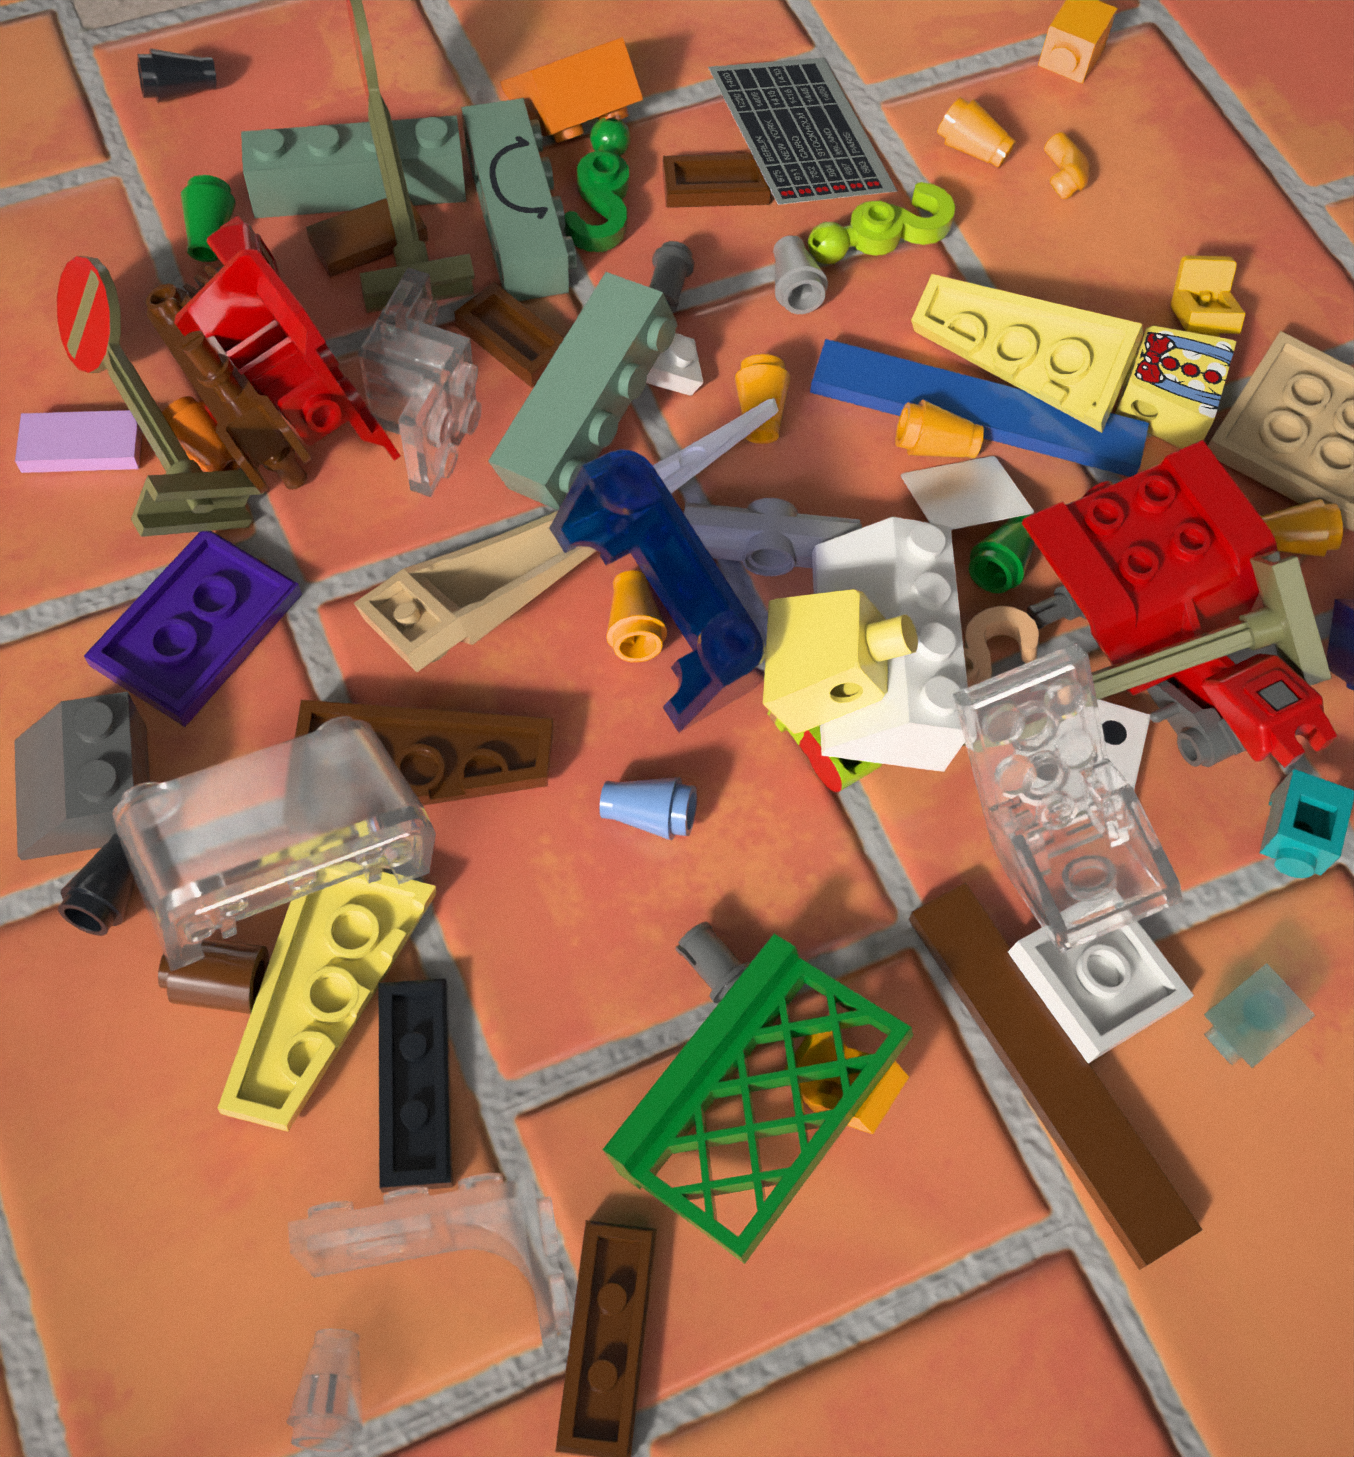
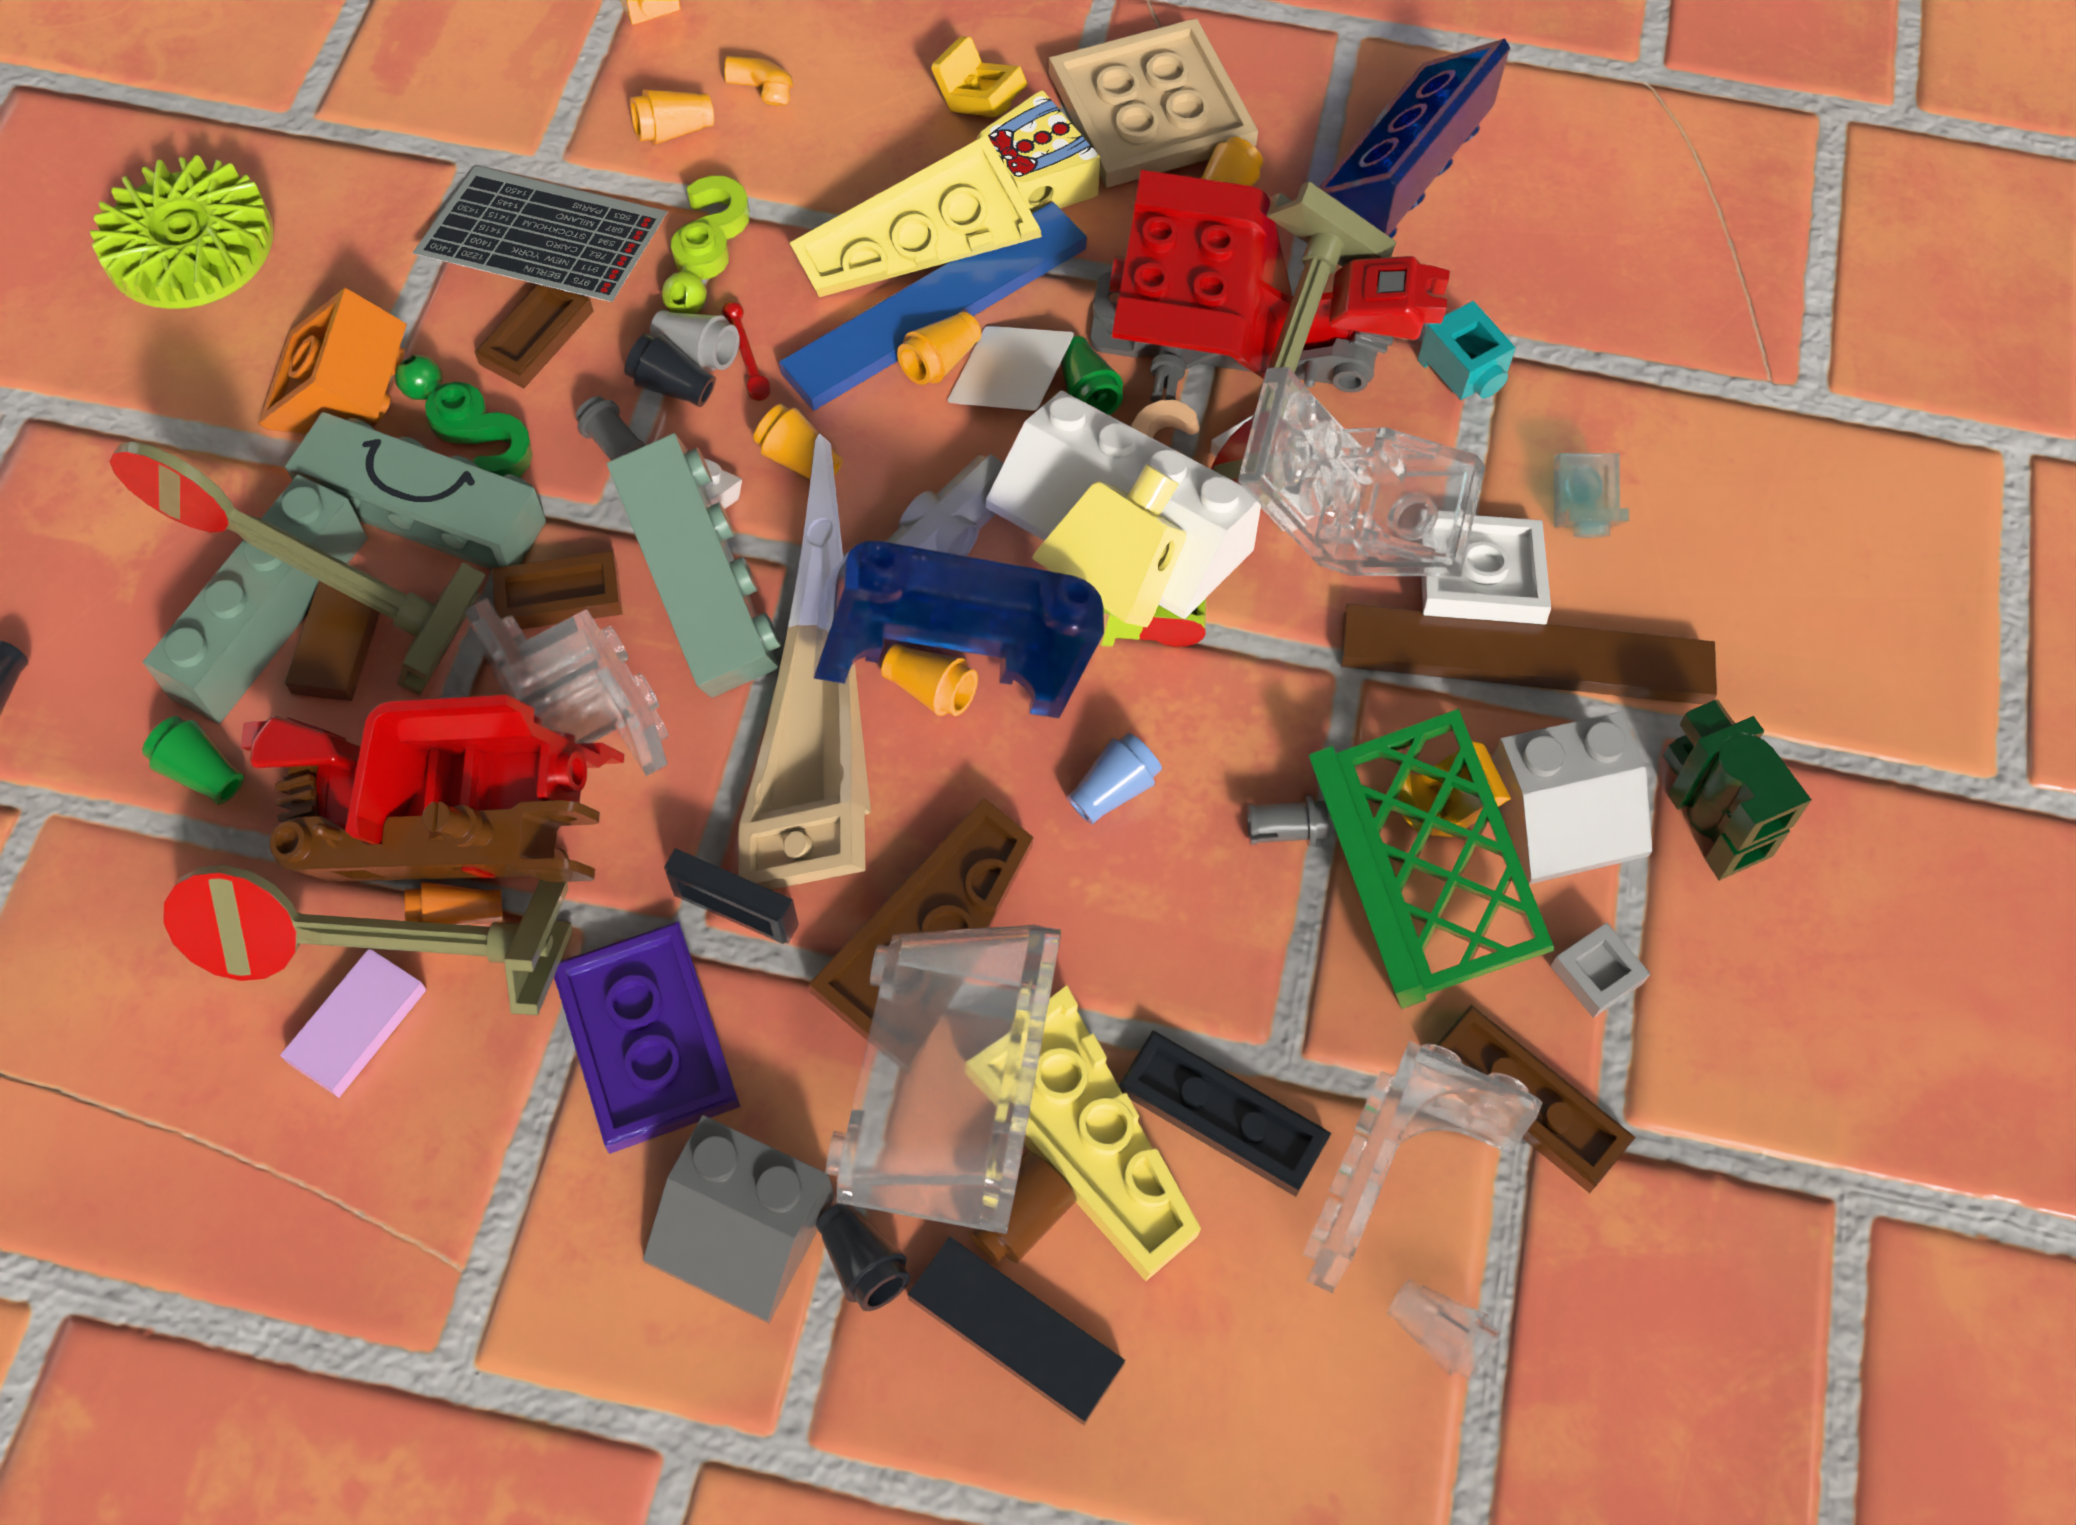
camera: 50 degrees left, 0 degrees up
(116, 1044) = (1016, 1330): none -> black tile
(339, 603) = (731, 897): none -> black tile
(752, 272) = (666, 370): none -> black cone
(774, 1325) = (1600, 970): none -> light grey plate
(797, 342) = (757, 385): none -> red hinge
(928, 1195) = (1575, 797): none -> slope
(1045, 1336) = (1733, 788): none -> dark green hips

